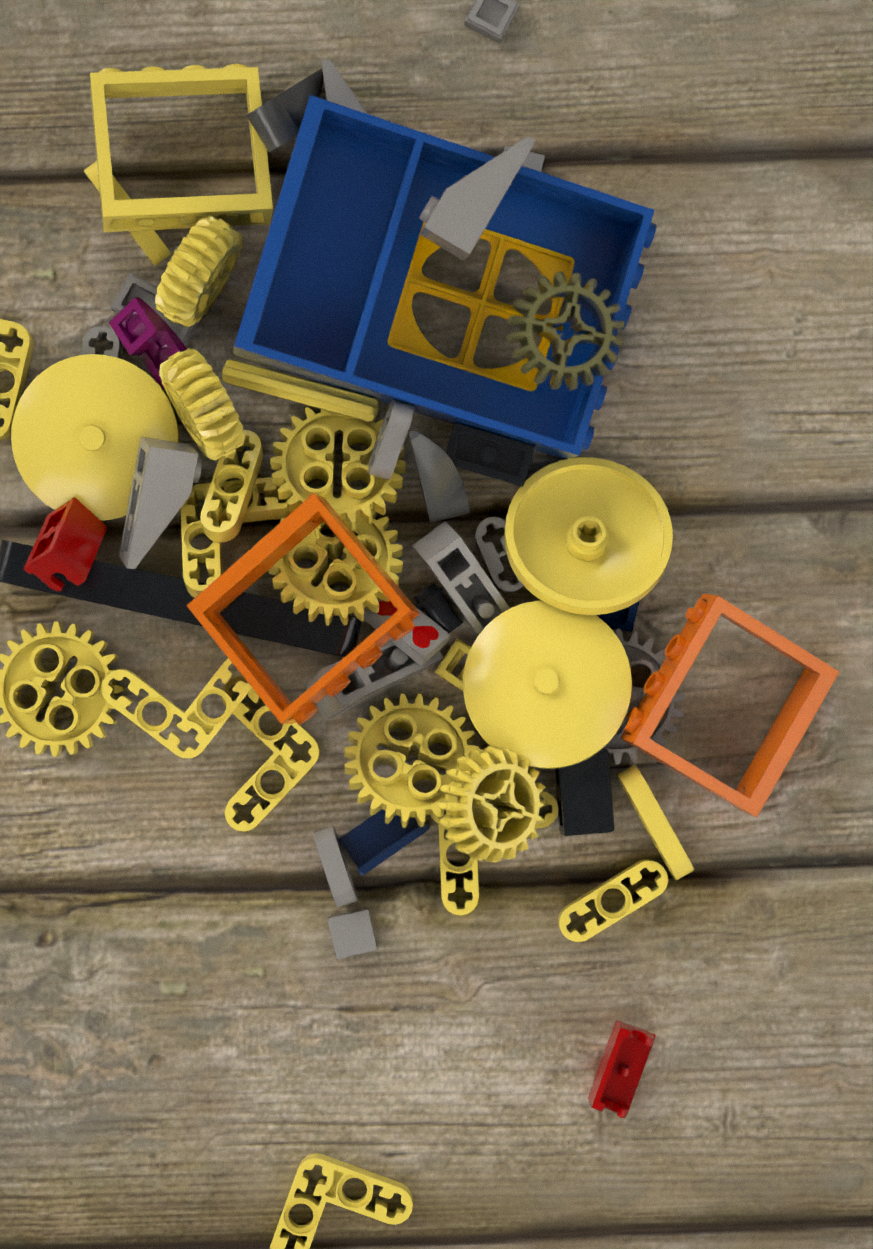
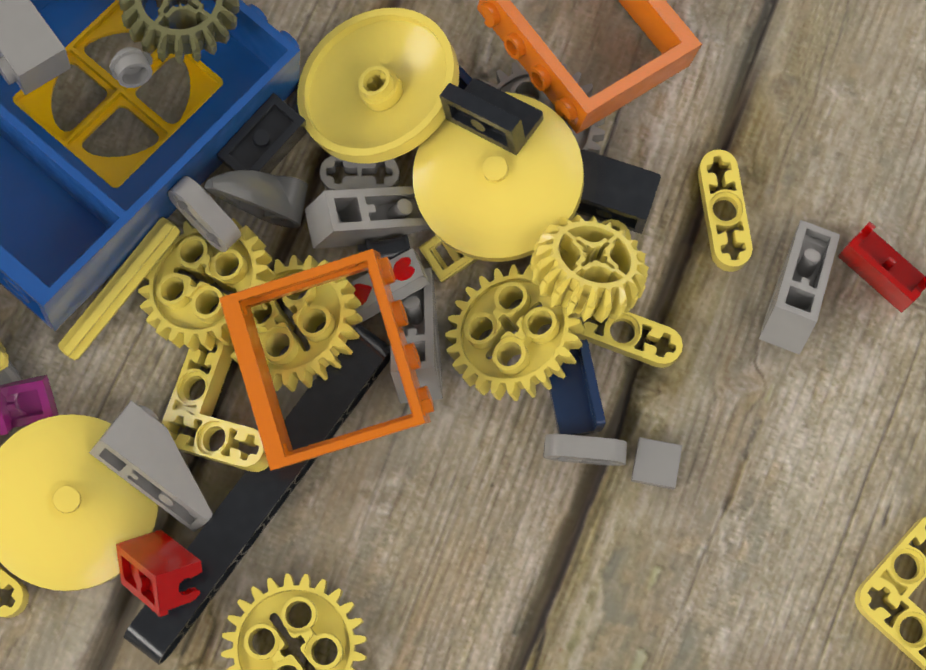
camera: 65 degrees left, 10 degrees down
(192, 718) = (381, 520): light yellow beam -> none
(202, 404) = (85, 377): light yellow gear -> none
(235, 502) = (194, 389): light yellow beam -> none
(279, 761) = (461, 461): light yellow beam -> none
(487, 316) = (131, 67): none -> light grey plate
(567, 998) = (800, 288): none -> light grey slope
(597, 657) = (491, 114): none -> black panel
(655, 822) = (668, 140): light yellow beam -> none

